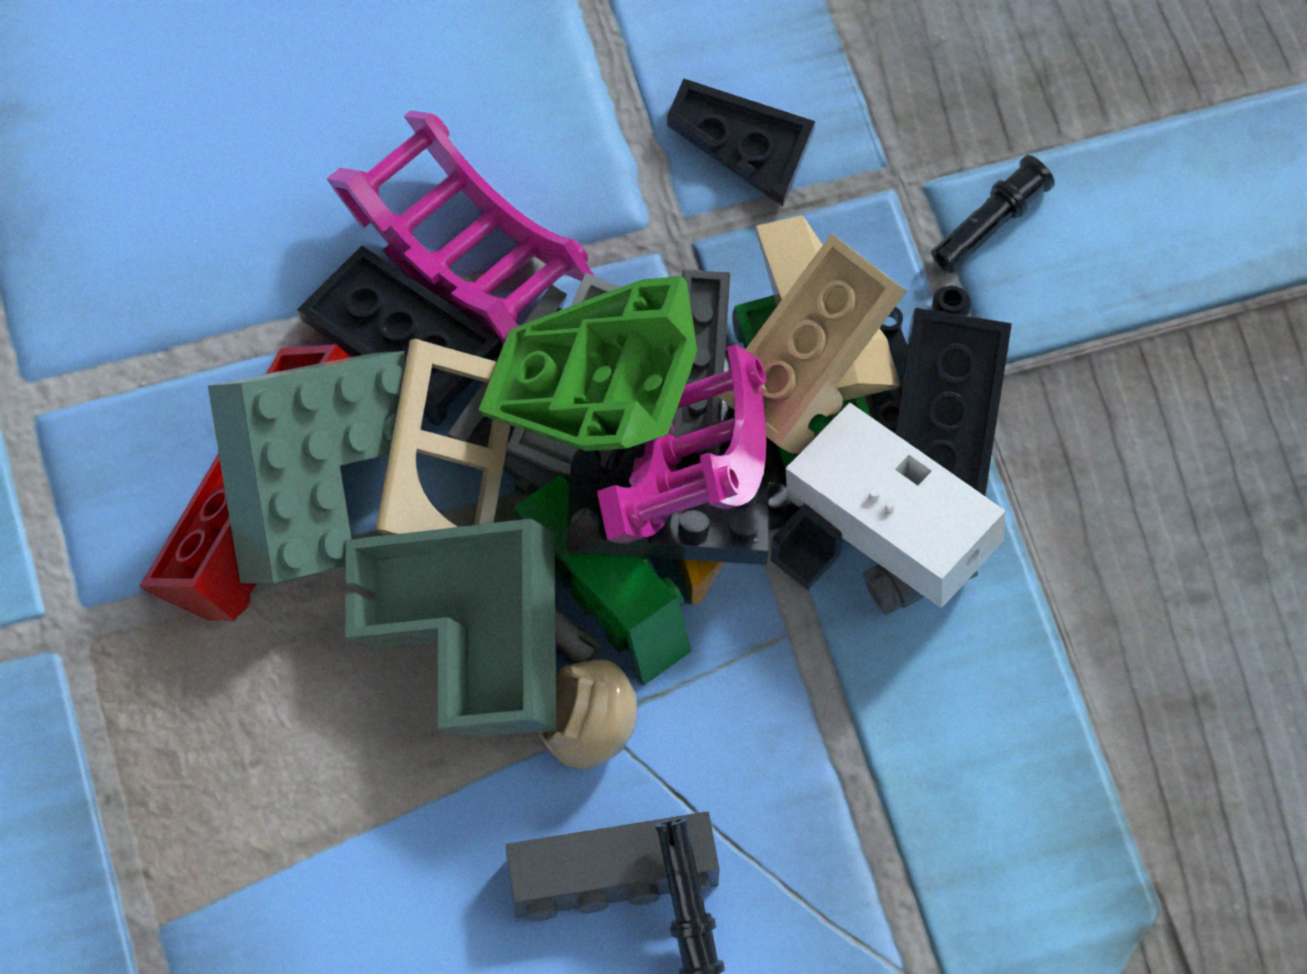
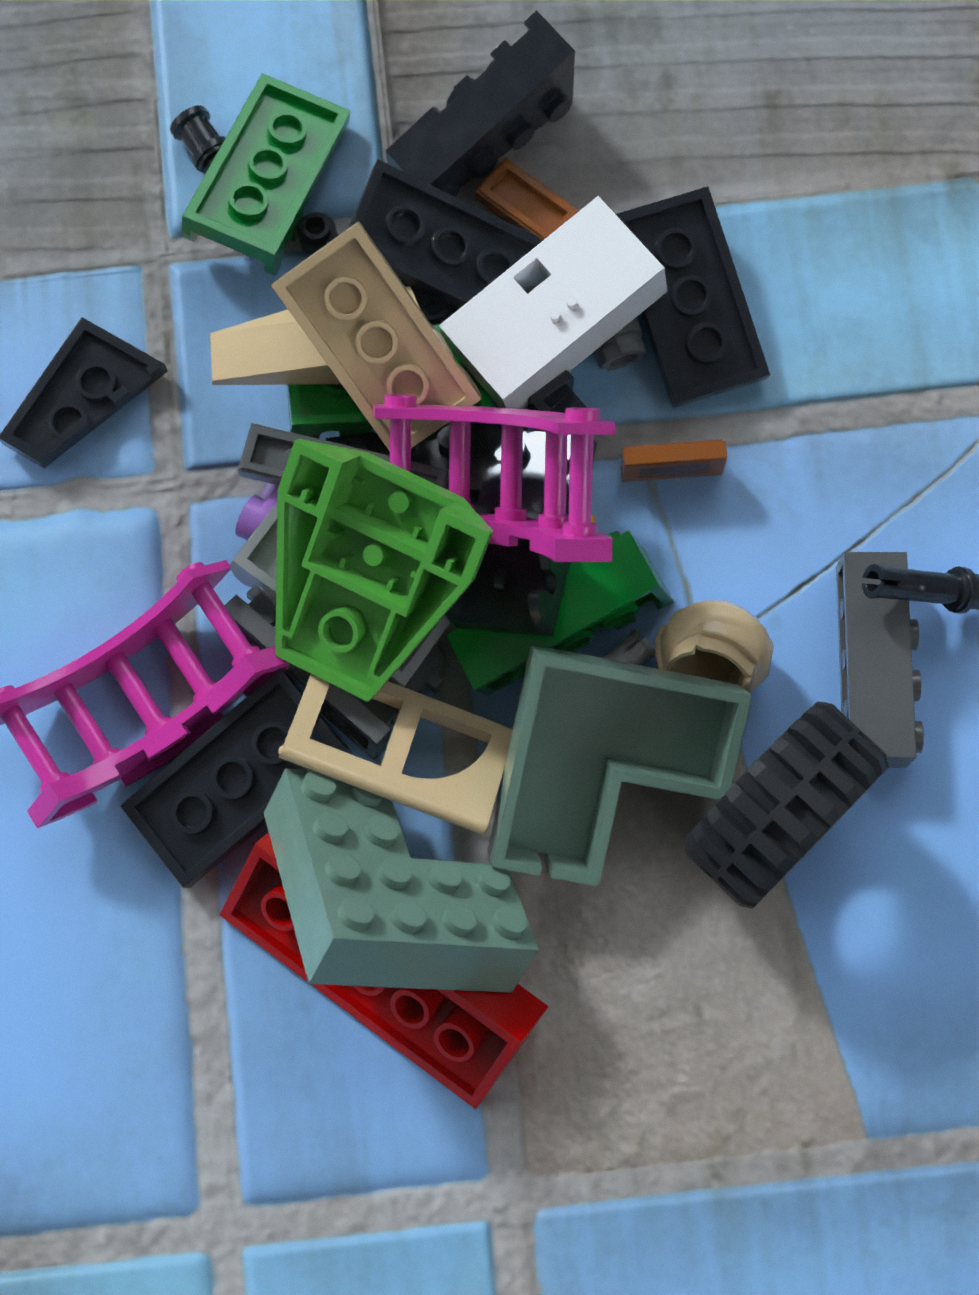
camera: 75 degrees left, 10 degrees up
(439, 770) = (785, 803): none -> black tyre
(779, 653) = (673, 460): none -> dark orange tile
(937, 652) = (703, 320): none -> black hinge
(995, 244) = (266, 171): none -> green hinge
(1028, 484) = (523, 200): none -> dark orange tile
(1099, 425) = (491, 113): none -> black wedge

